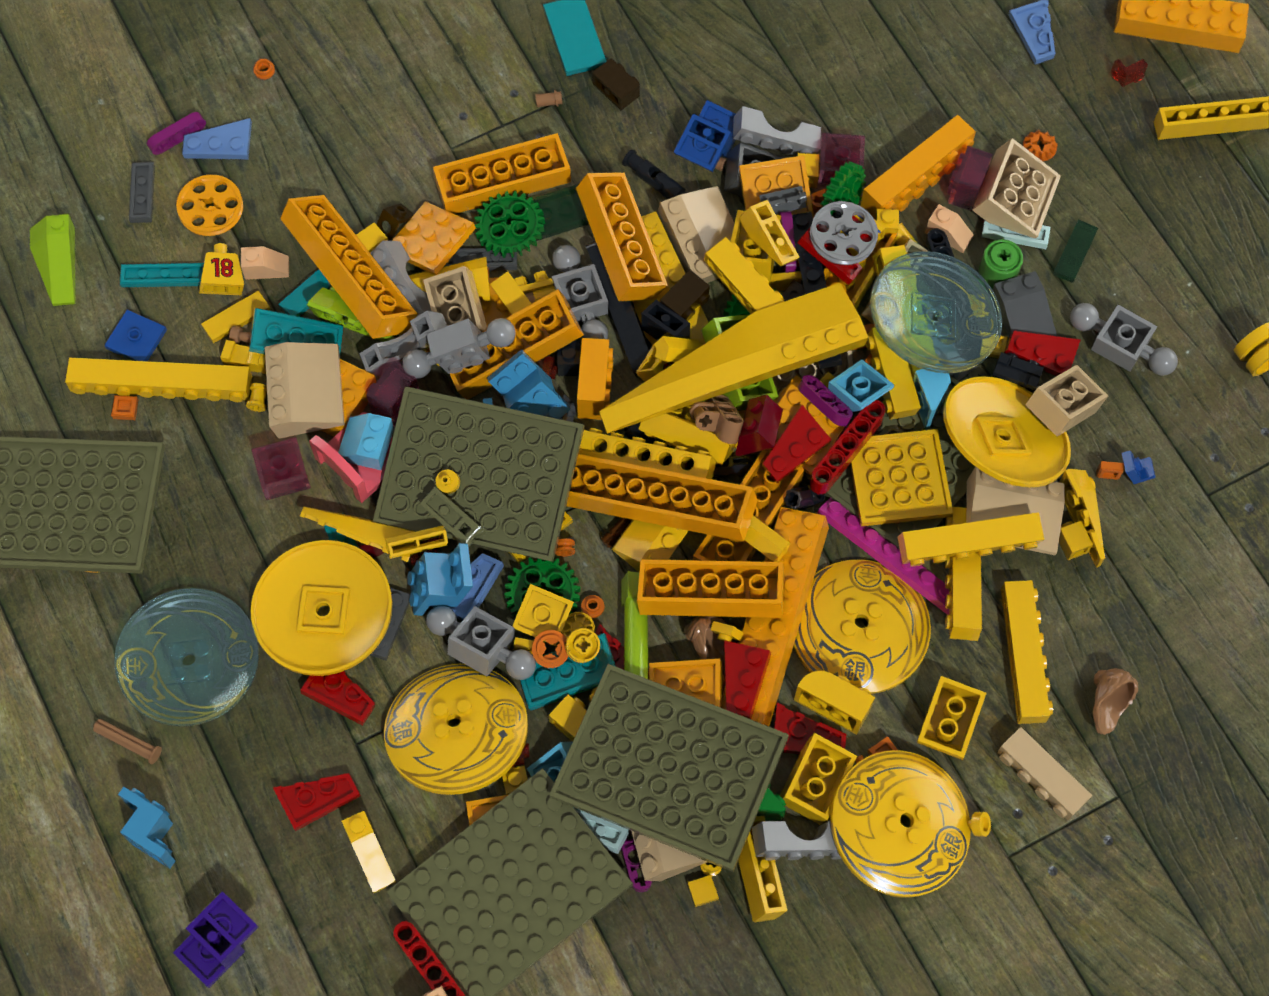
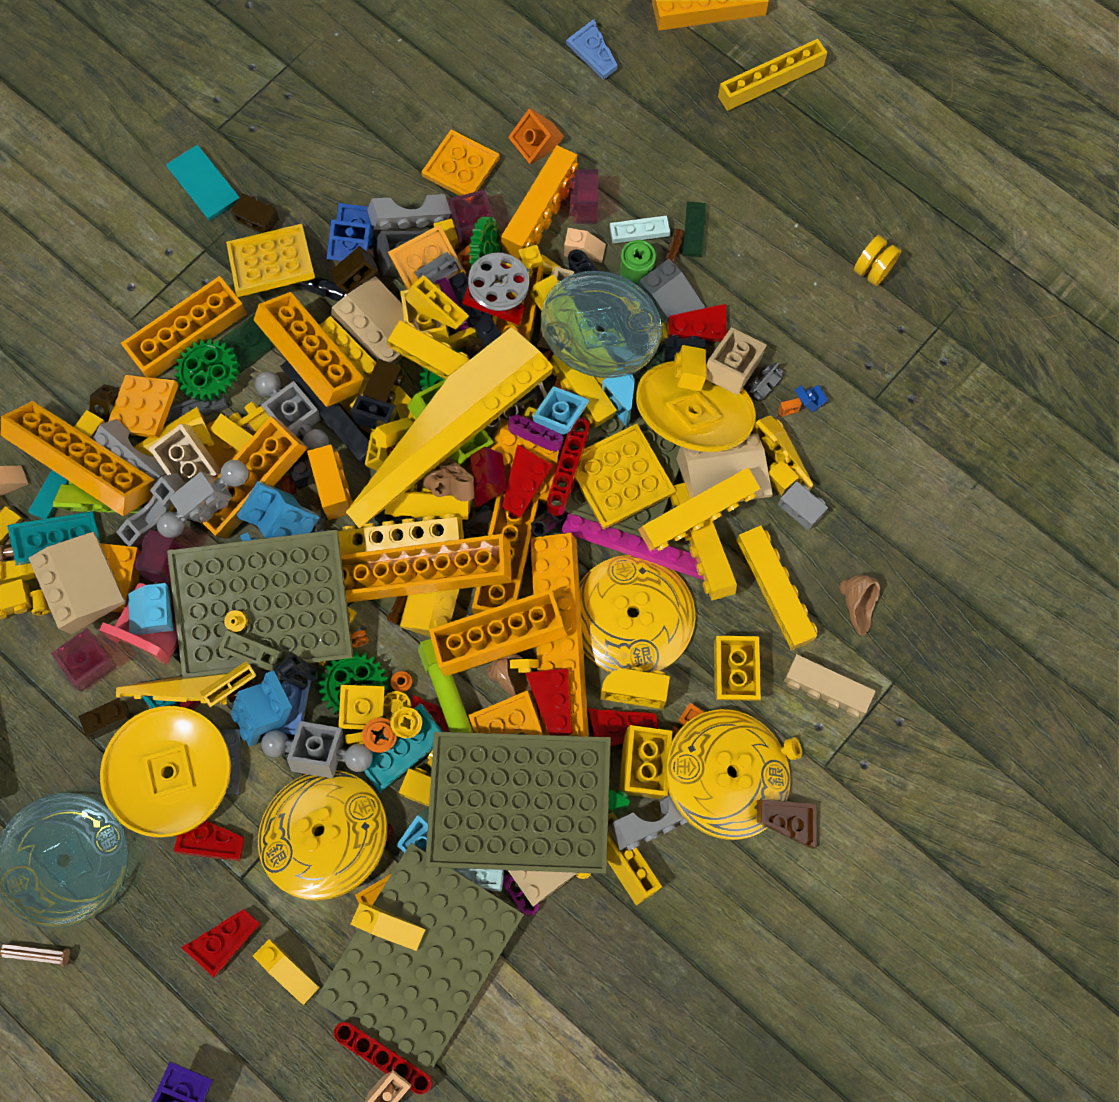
camera: 20 degrees left, 5 degrees up
(147, 826) = (81, 1027): dark azure bracket -> none
(280, 534) = (105, 718): none -> dark brown brick
(487, 552) = (295, 671): none -> black piece
(489, 841) = (387, 926): none -> yellow slope
(514, 778) = (390, 859): yellow plate -> none
(549, 99) = (201, 247): medium nougat pin -> none
(614, 135) = (270, 260): none -> yellow plate
(697, 172) = (354, 270): none -> dark brown brick
(702, 891) = (584, 894): yellow tile -> none
(766, 540) = (529, 573): yellow piece -> none
(849, 102) = (460, 164): none -> light orange plate
(939, 99) = (535, 136): none -> orange slope
(950, 894) = (790, 819): none -> reddish brown wing
(1016, 190) = (628, 193): tan slope -> none
(1016, 391) = (690, 368): none -> yellow brick
(1048, 260) = (675, 245): none -> reddish brown axle
(1049, 149) = (630, 155): orange gear -> none
(1085, 437) = (769, 375): none -> dark grey hinge
(1086, 577) = (803, 505): none -> light grey brick
(1124, 338) = (761, 290): light grey brick -> none
(1129, 74) = (683, 63): clear red bracket -> none

